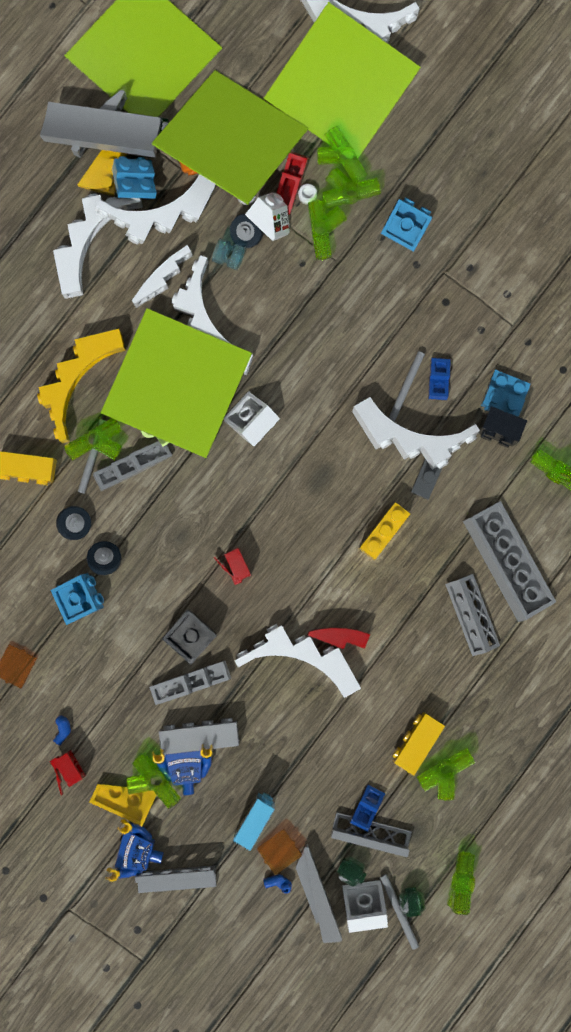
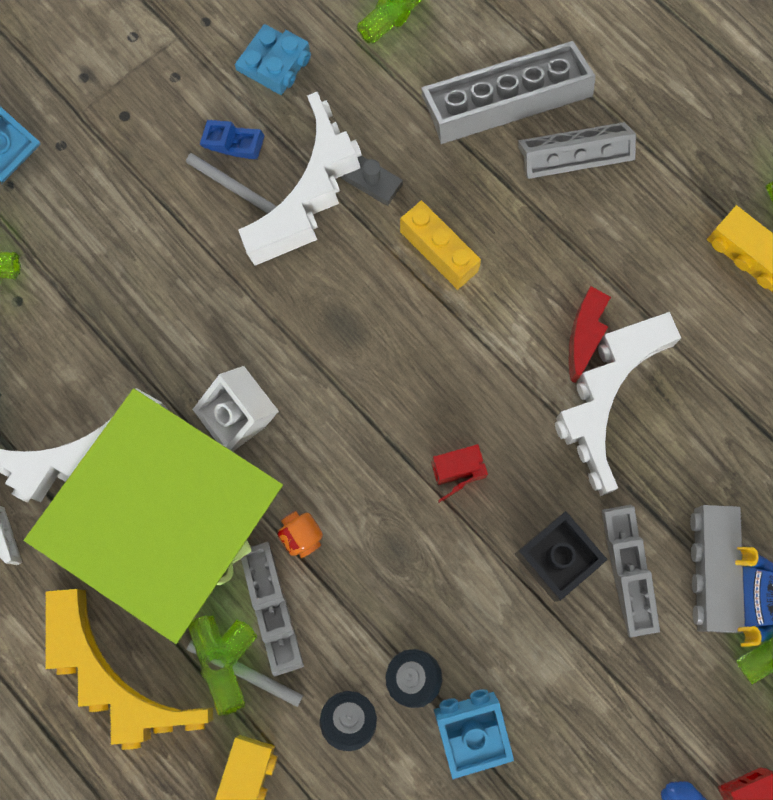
camera: 80 degrees left, 10 degrees down
(179, 474) = (300, 534): none -> orange head
(501, 427) = (317, 61): black brick -> none

